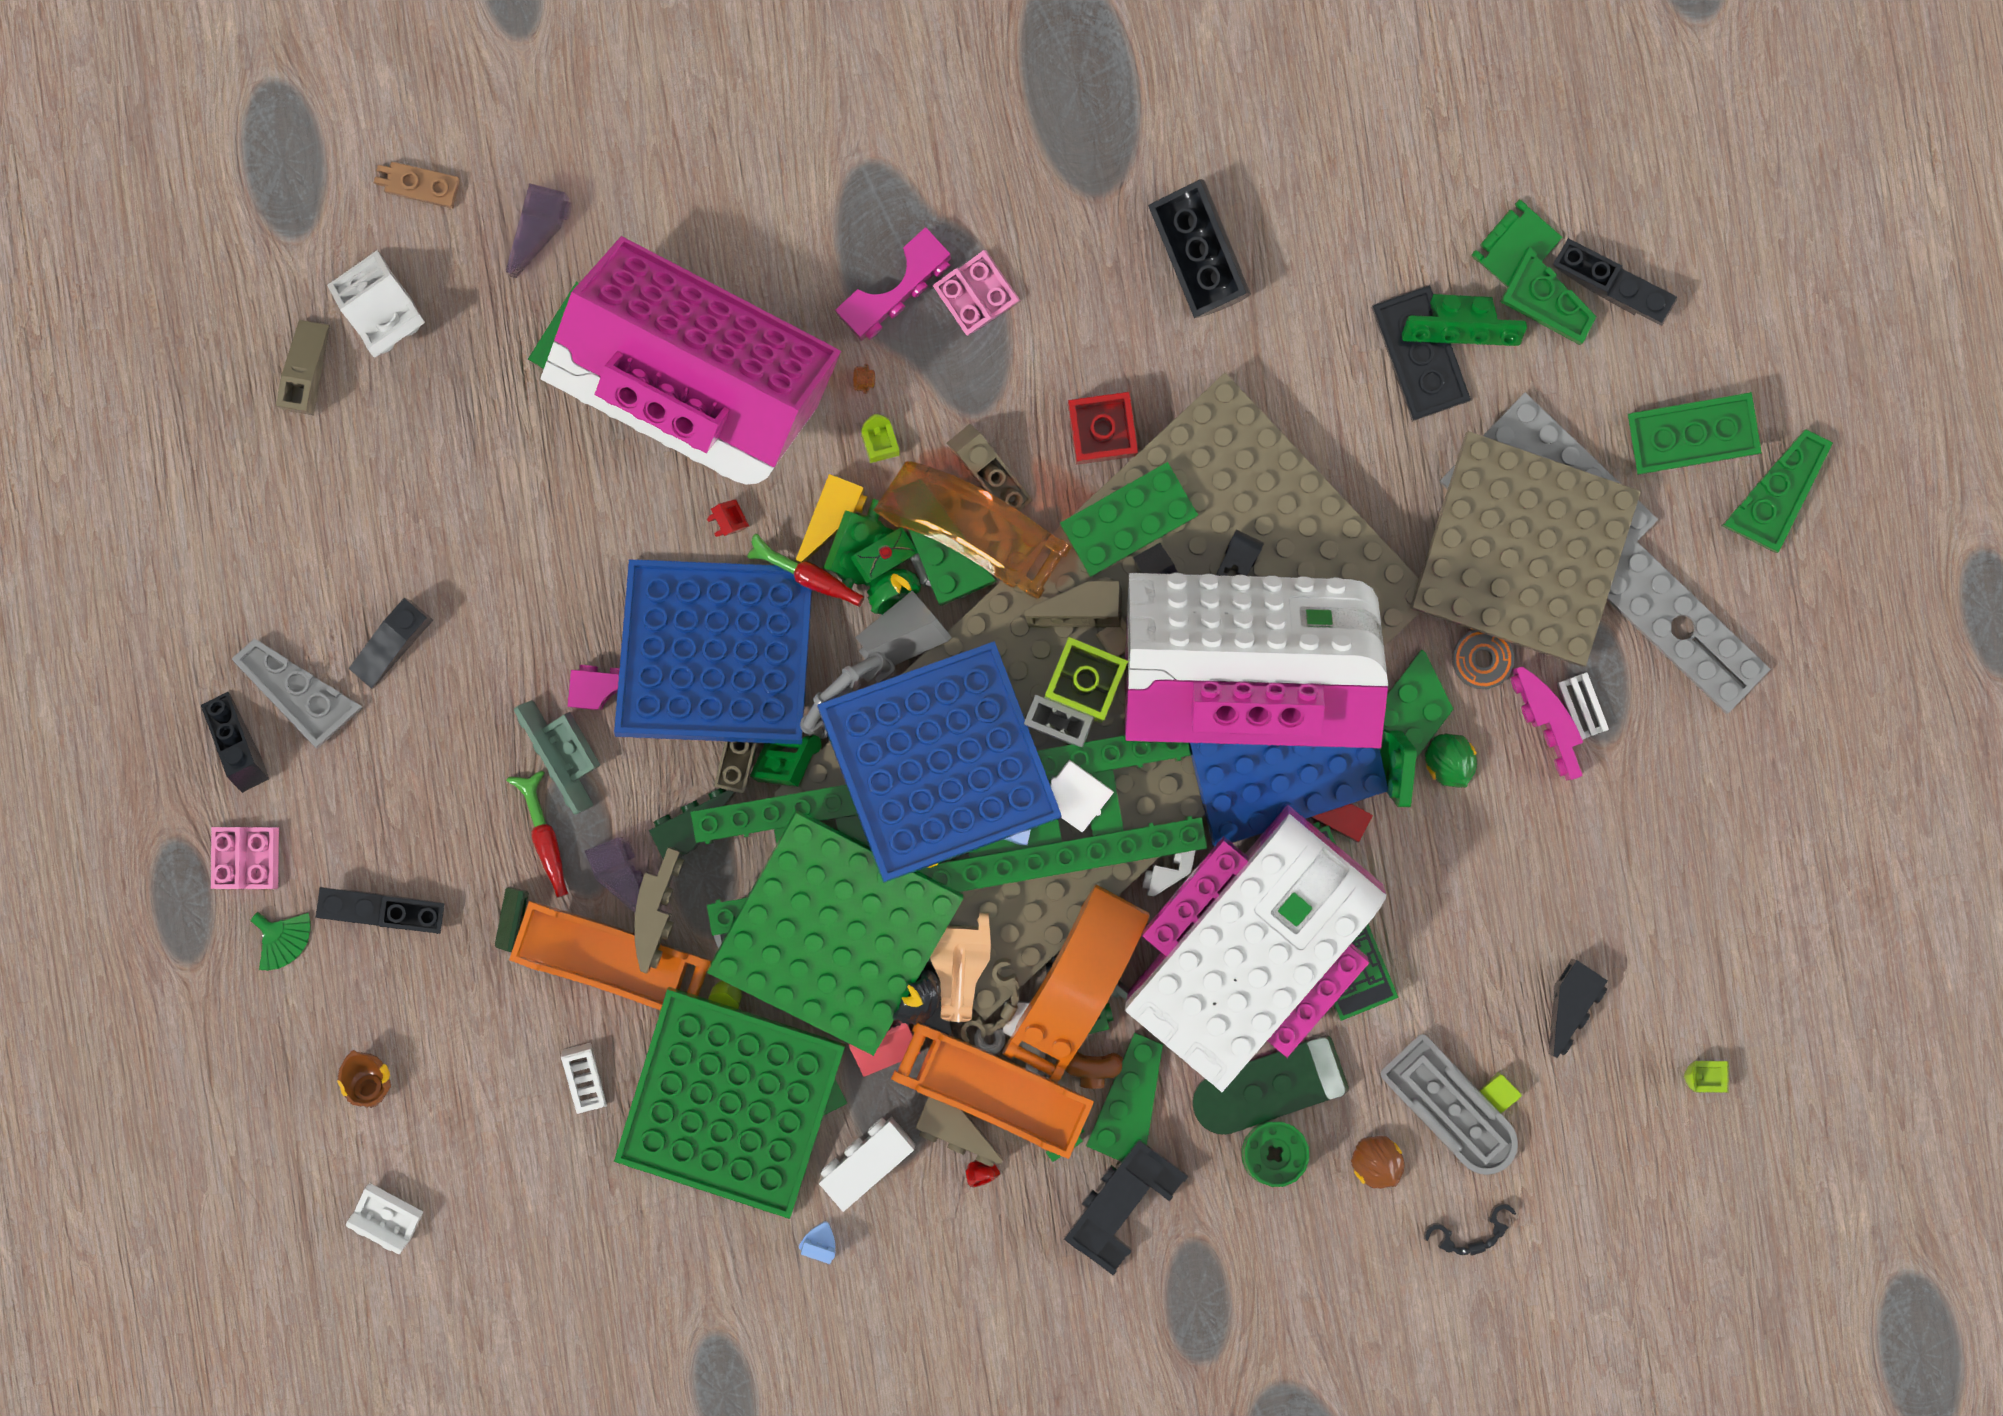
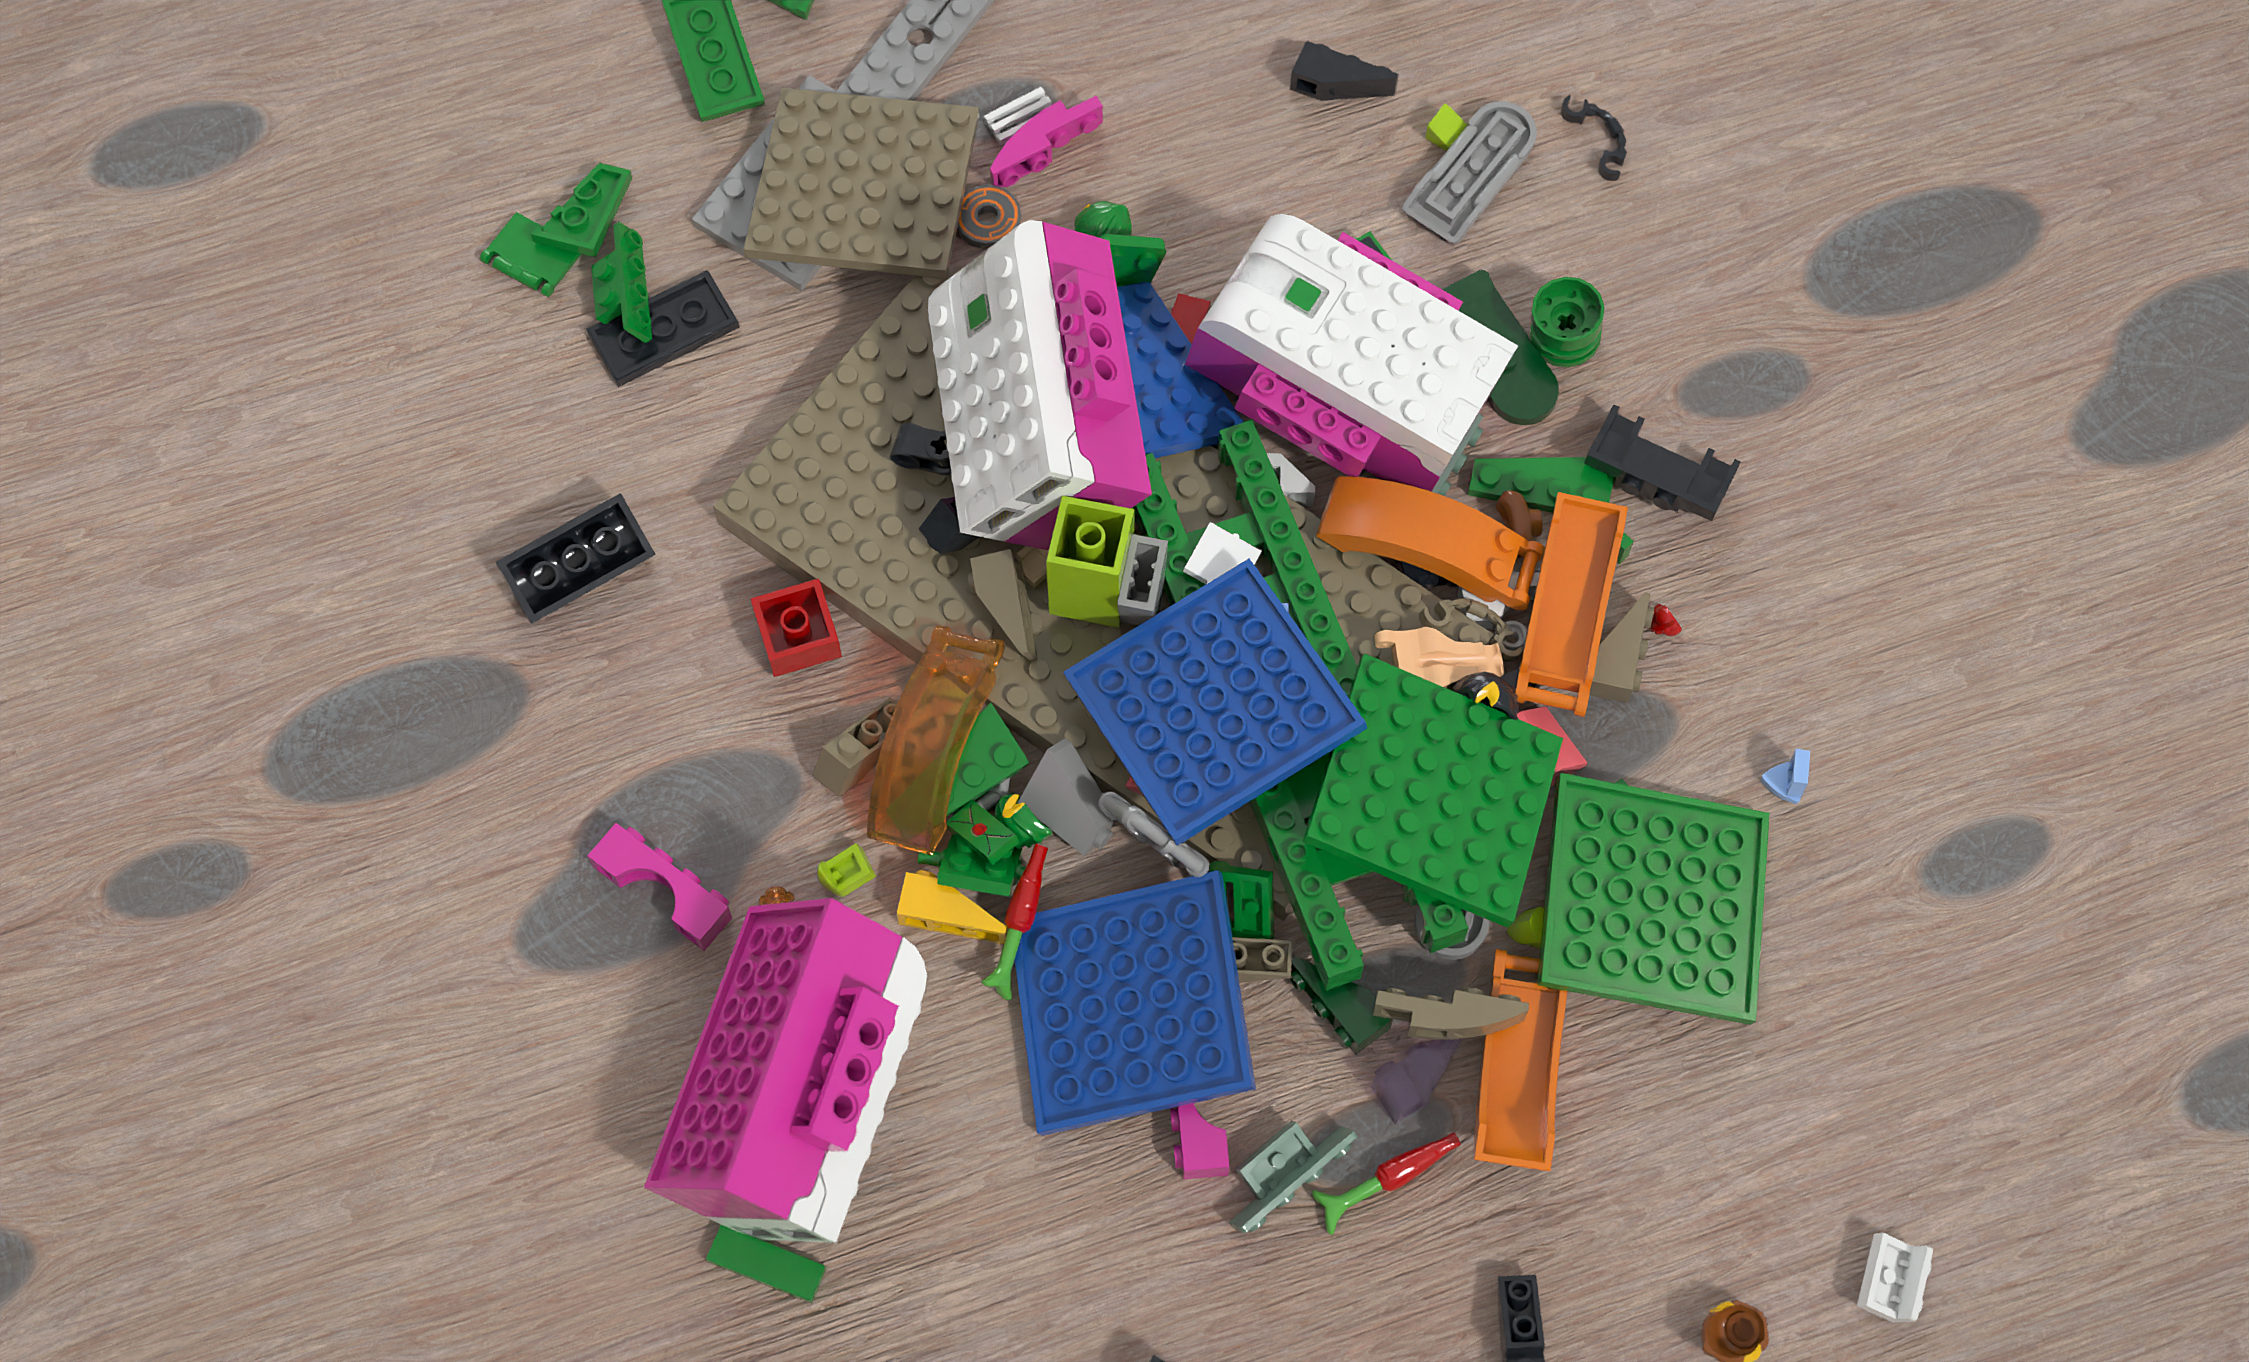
camera: 105 degrees left, 20 degrees down
(511, 918) = (1499, 1195): dark green slope -> none
(539, 222) = (634, 1316): clear purple slope -> none
(575, 1053) = (1645, 1088): white slope -> none
(729, 518) = (967, 1024): red tile -> none
(866, 1162) = (1685, 734): white brick -> none
(976, 293) = (657, 796): bright pink slope -> none
(1128, 519) = (897, 572): green plate -> none
(1378, 1162) = (1549, 229): dark orange hair -> none
(1614, 283) = (562, 151): black slope -> none

